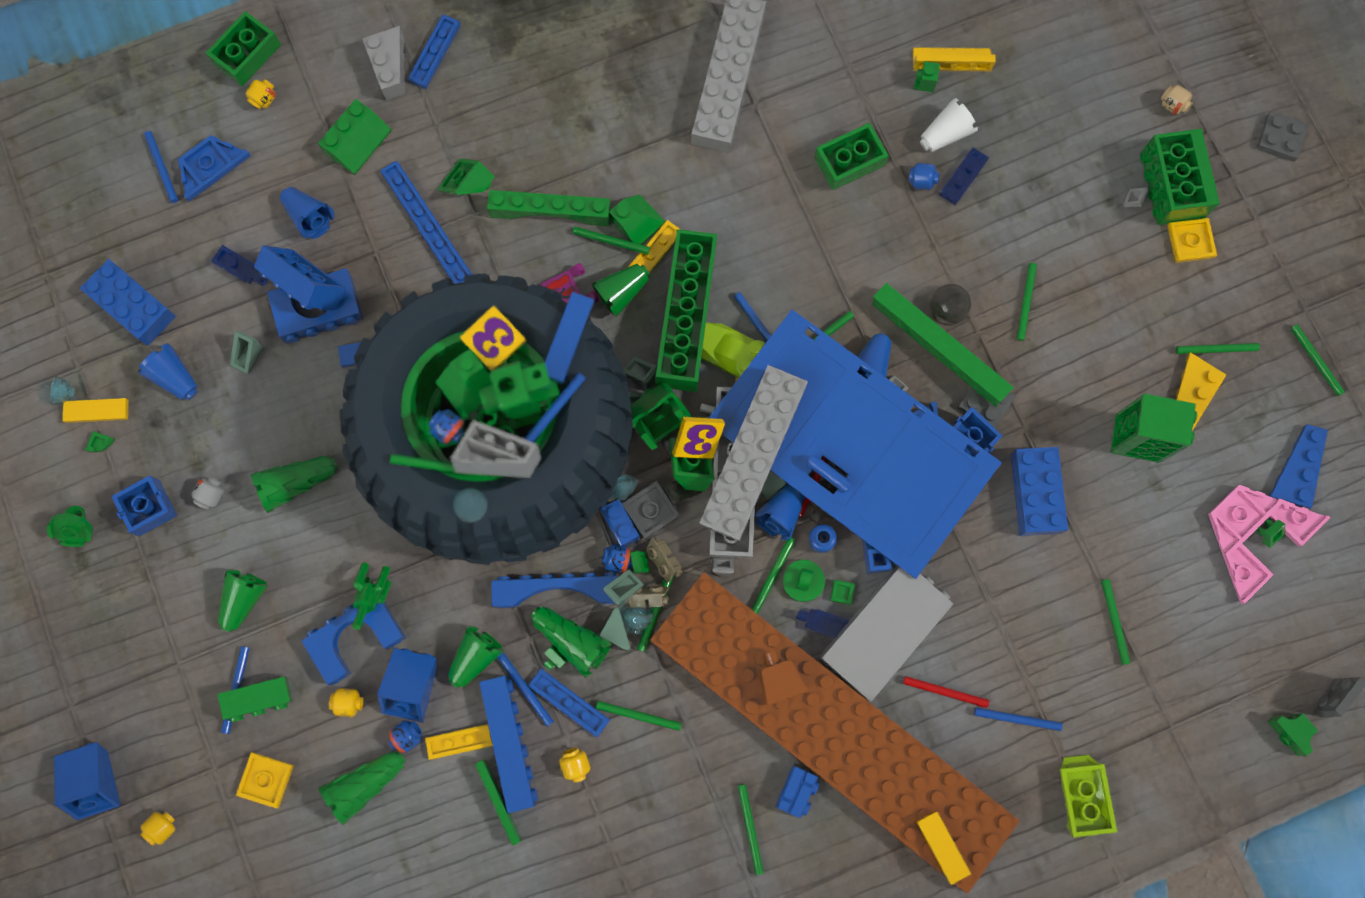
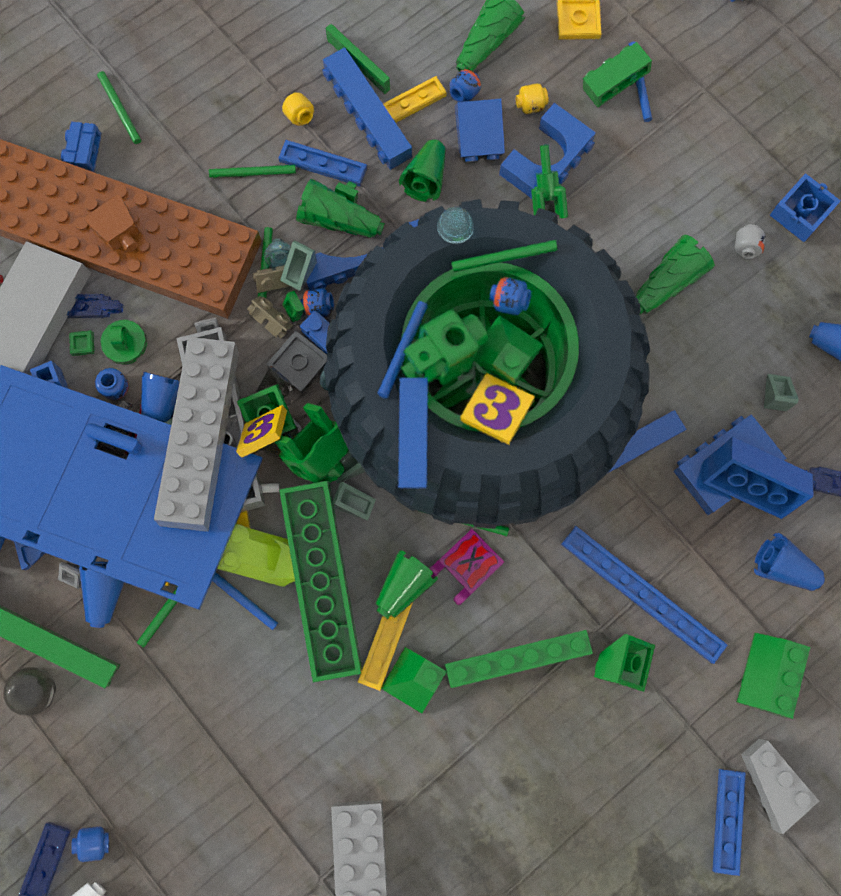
camera: 165 degrees right, 0 degrees up
(238, 598) = (672, 157): green cone -> none
(494, 453) = (446, 278): light grey wedge -> none
(525, 689) = (366, 160): blue bar -> none
(611, 240) = (434, 643): green bar -> none
(615, 631) = (295, 230): sand green slope -> none
(773, 575) = (157, 334): green bar -> none
(851, 156) = (182, 840): green brick -> none

